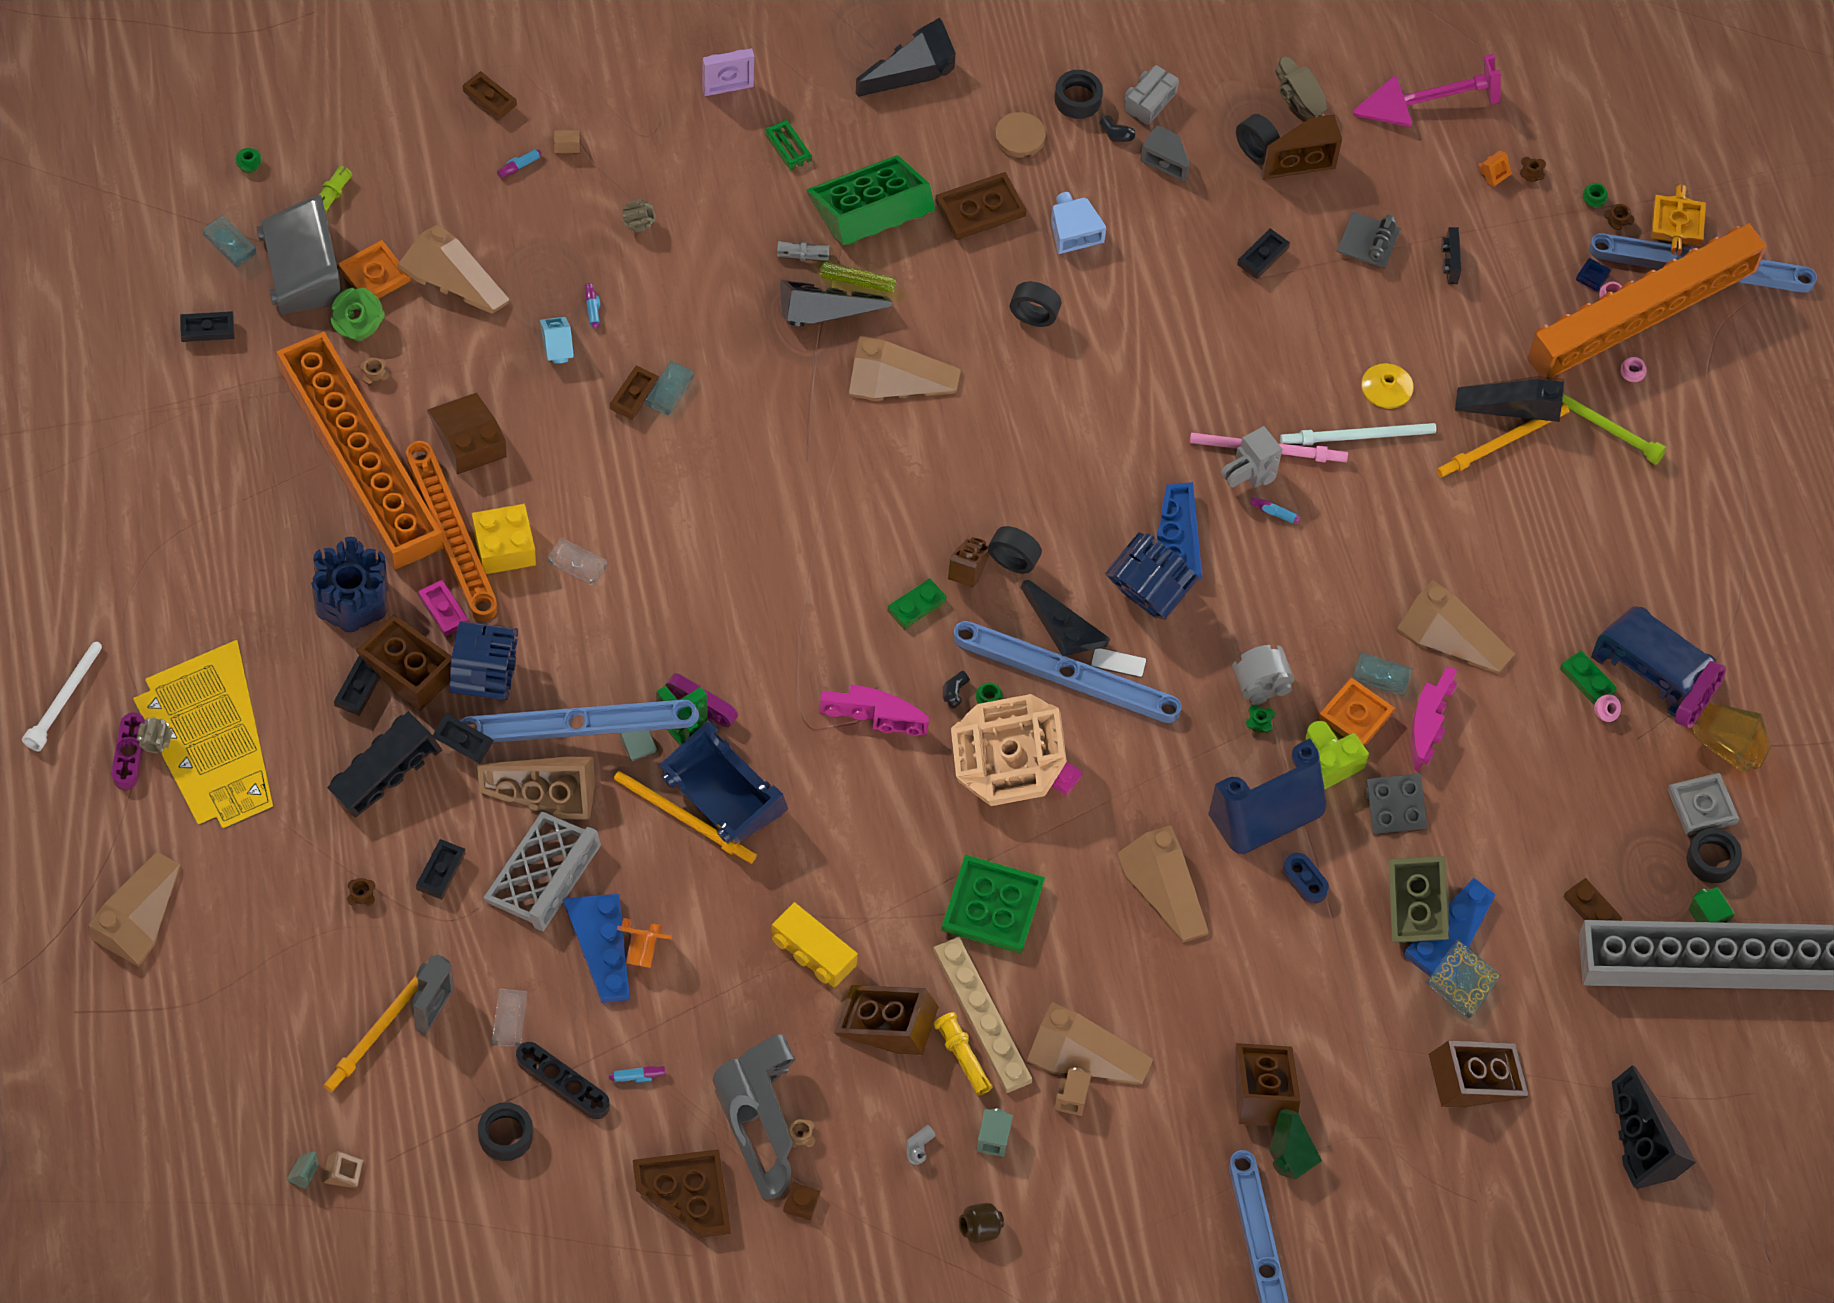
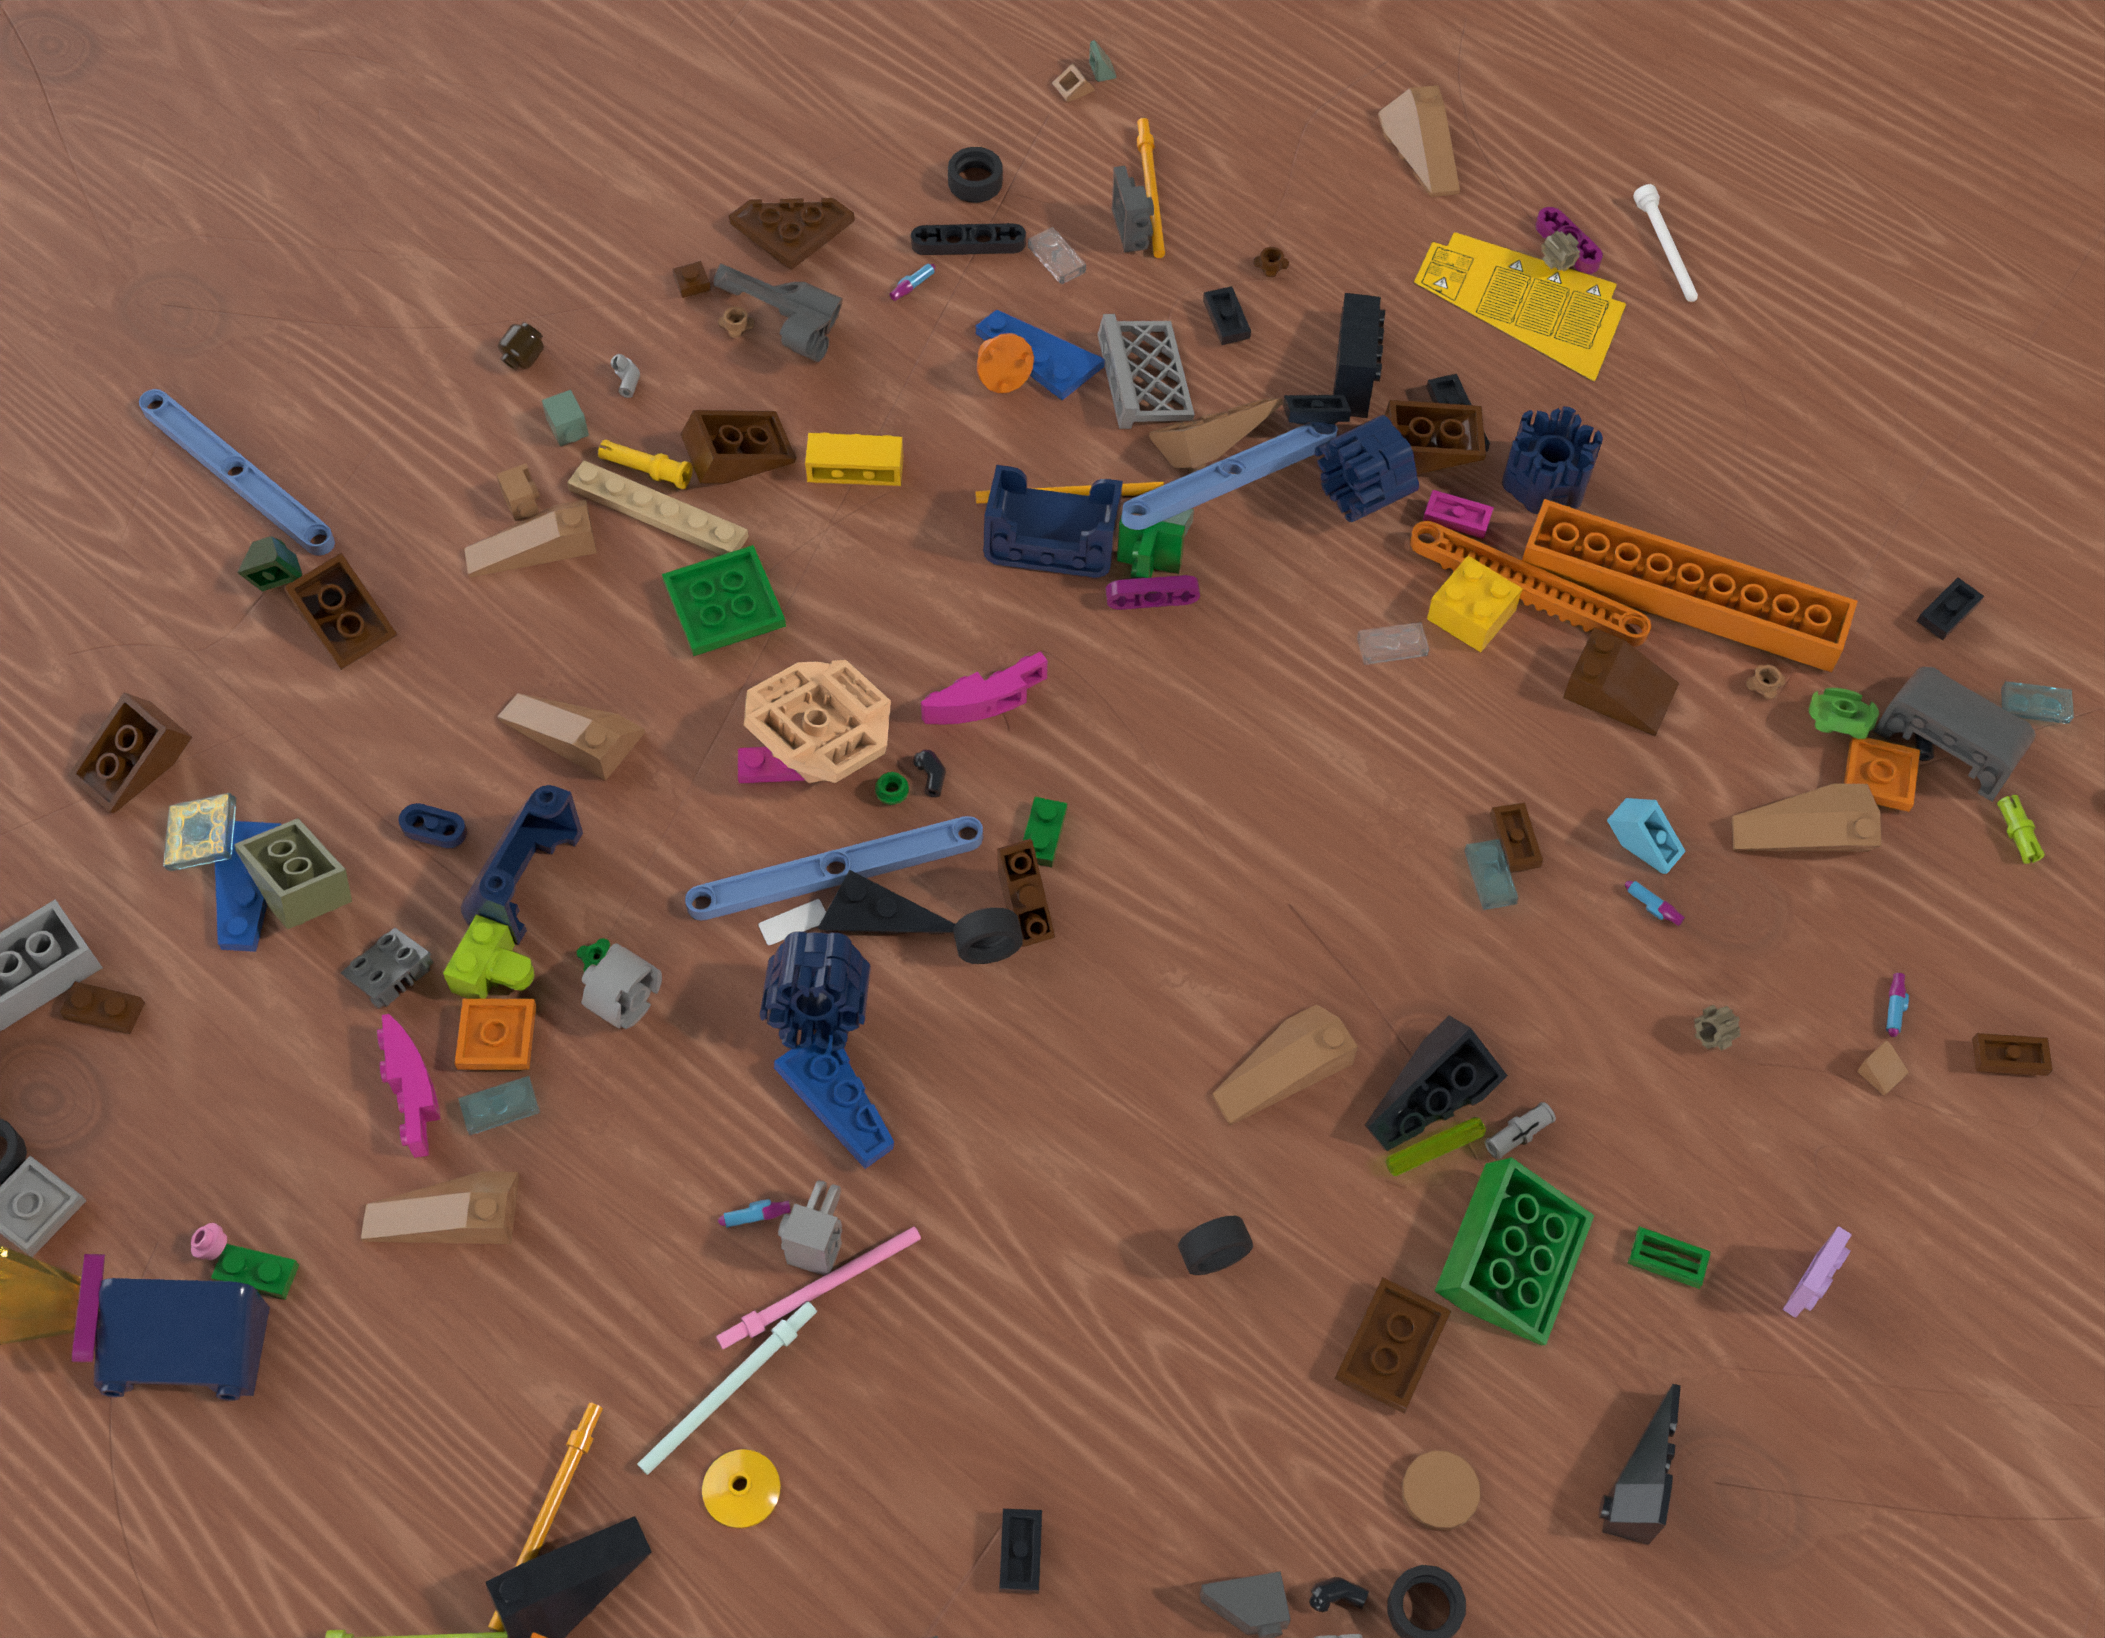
camera: 145 degrees right, 0 degrees up
(1075, 224) = (1269, 1405): light blue torso -> none

